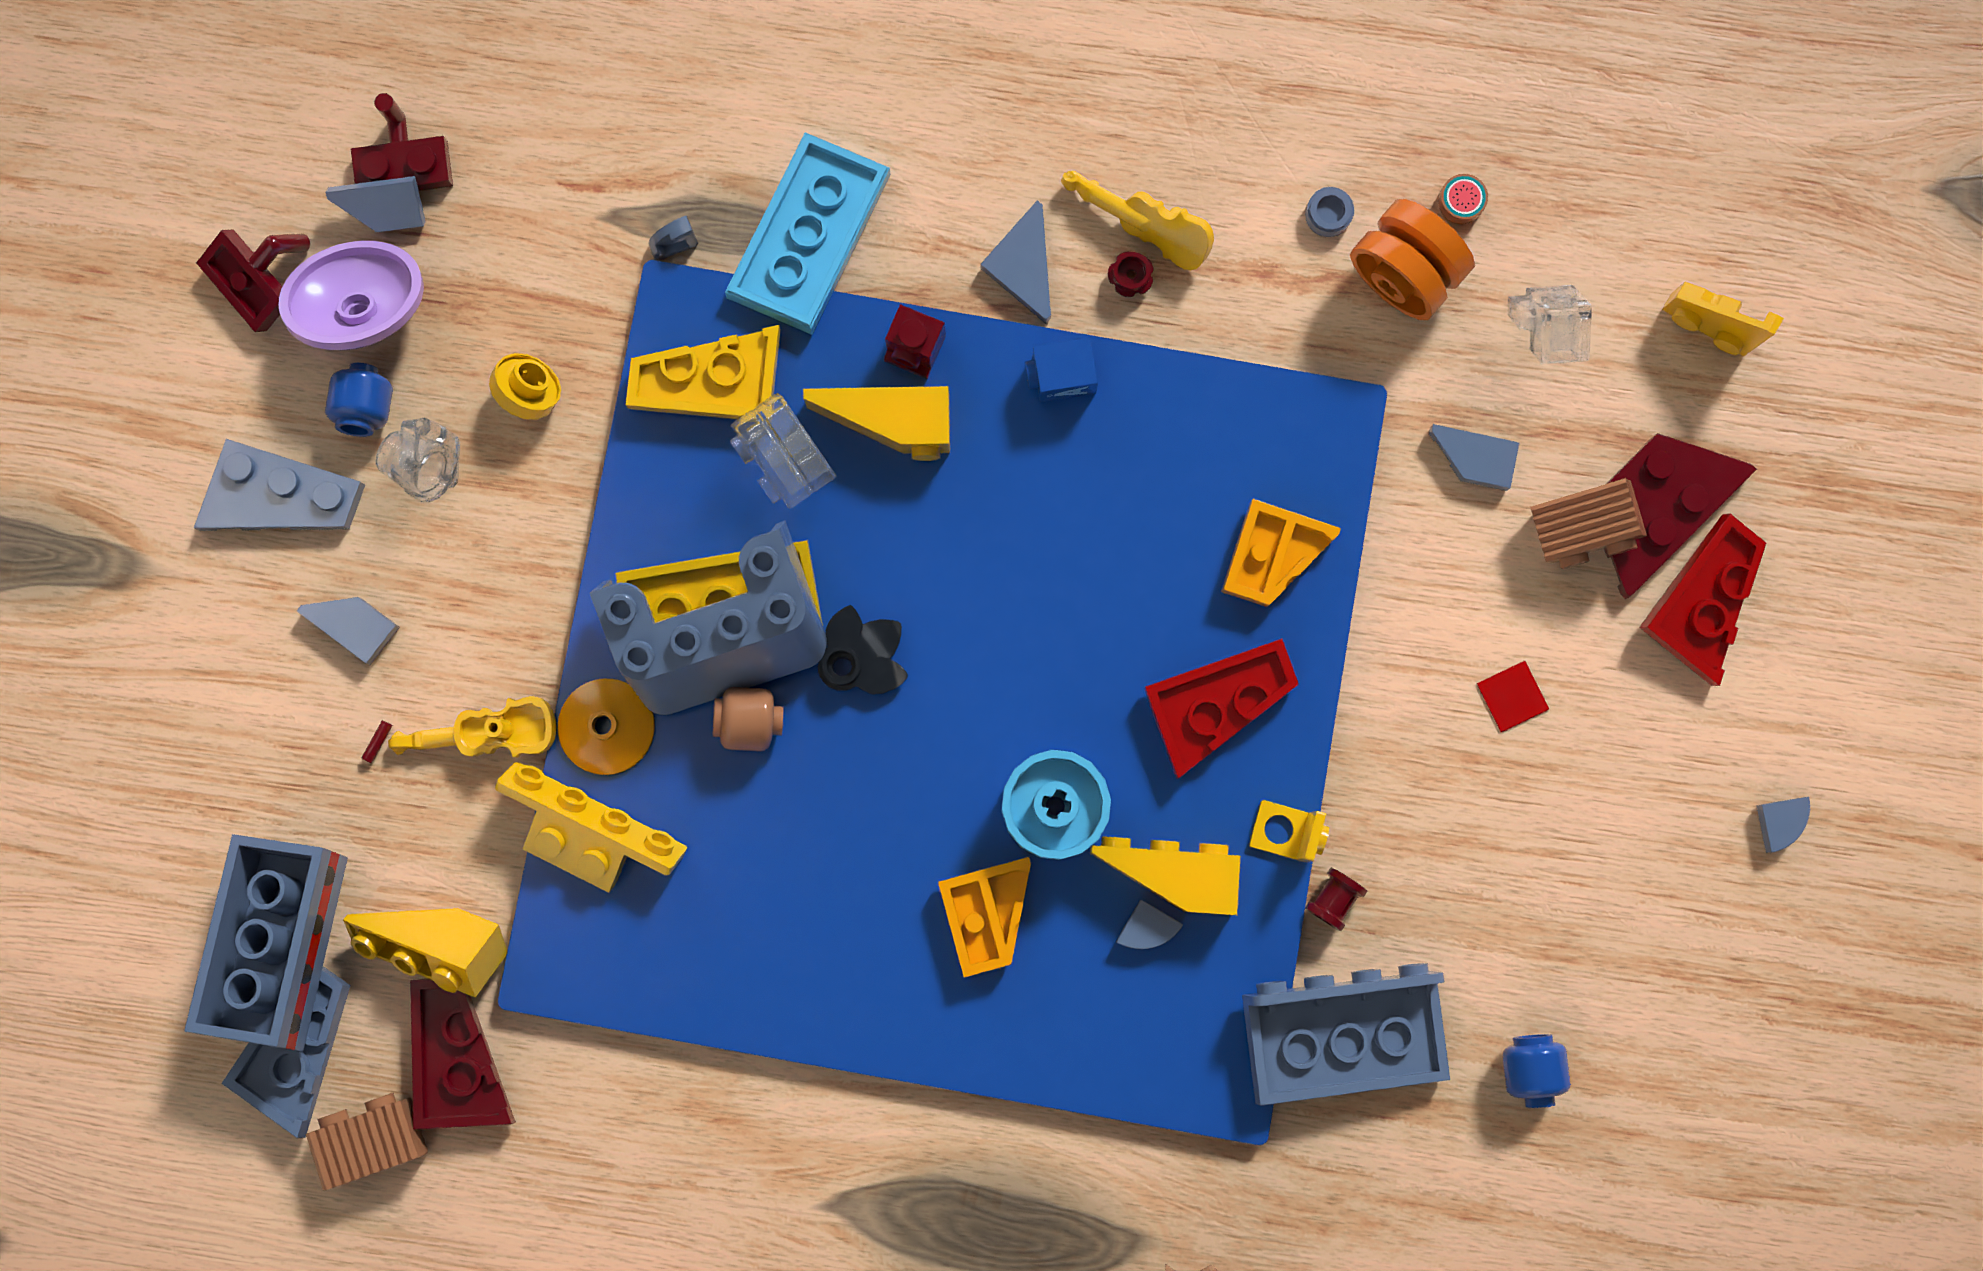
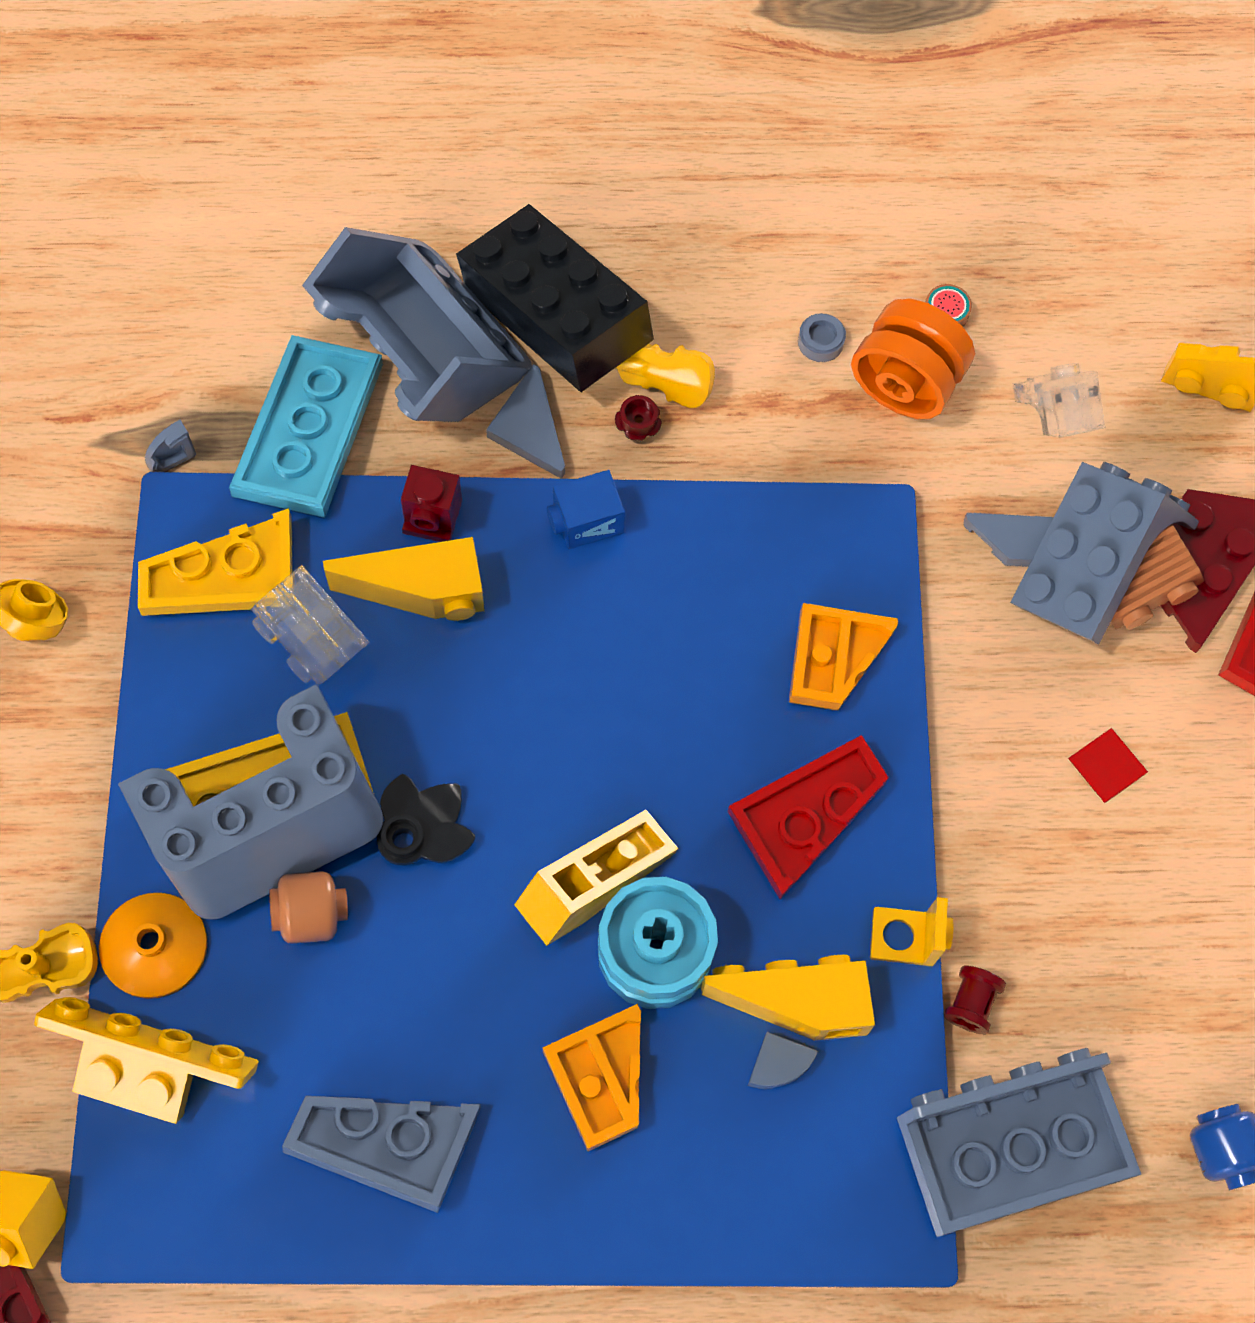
camera: 15 degrees left, 15 degrees down
(787, 941) = (384, 1145): none -> sand blue wing
(937, 143) = (421, 318): none -> sand blue windscreen
(1011, 731) = (590, 876): none -> yellow slope
(1069, 137) = (556, 297): none -> black piece
(1550, 488) = (1096, 548): none -> sand blue bracket

